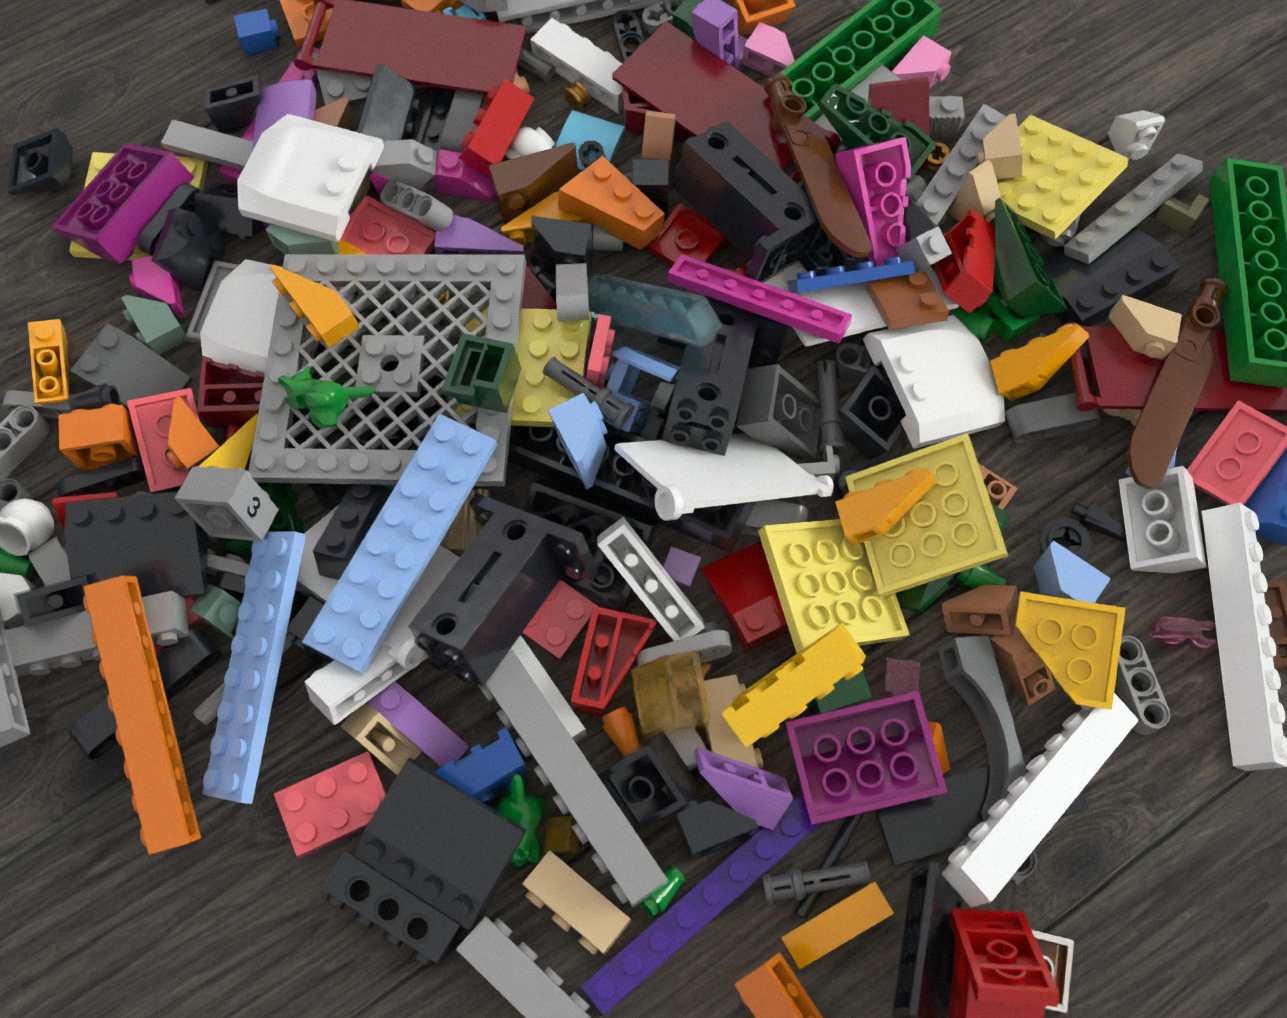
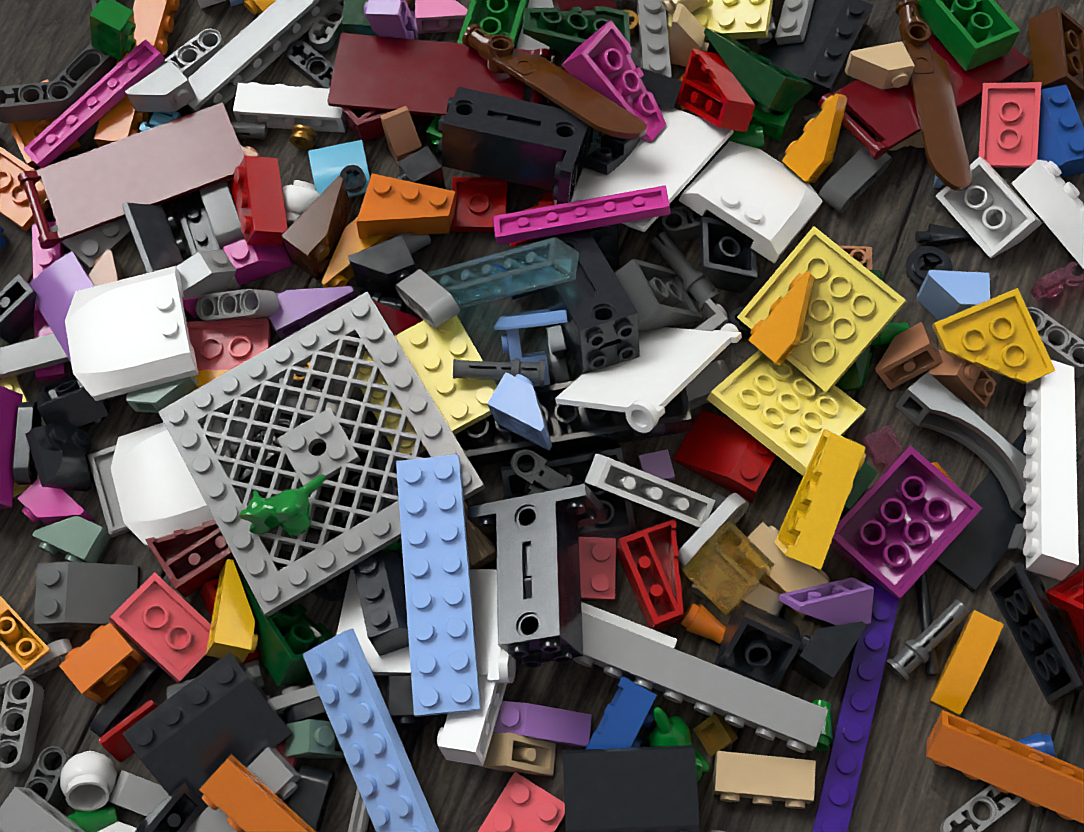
camera: 30 degrees left, 0 degrees up
(95, 397) = (75, 634): black cone -> none
(188, 438) = (183, 615): orange slope -> none
(227, 503) = (268, 644): light grey brick -> none
(321, 306) = (228, 435): light orange slope -> none
(483, 373) = (410, 406): dark green plate -> none
(565, 509) = (547, 481): none -> dark grey piece
(600, 352) = (482, 334): coral plate -> none
(838, 276) = (630, 161): blue plate -> none
(907, 300) = (694, 149): dark orange plate -> none
(925, 249) = (679, 103): light grey brick -> none

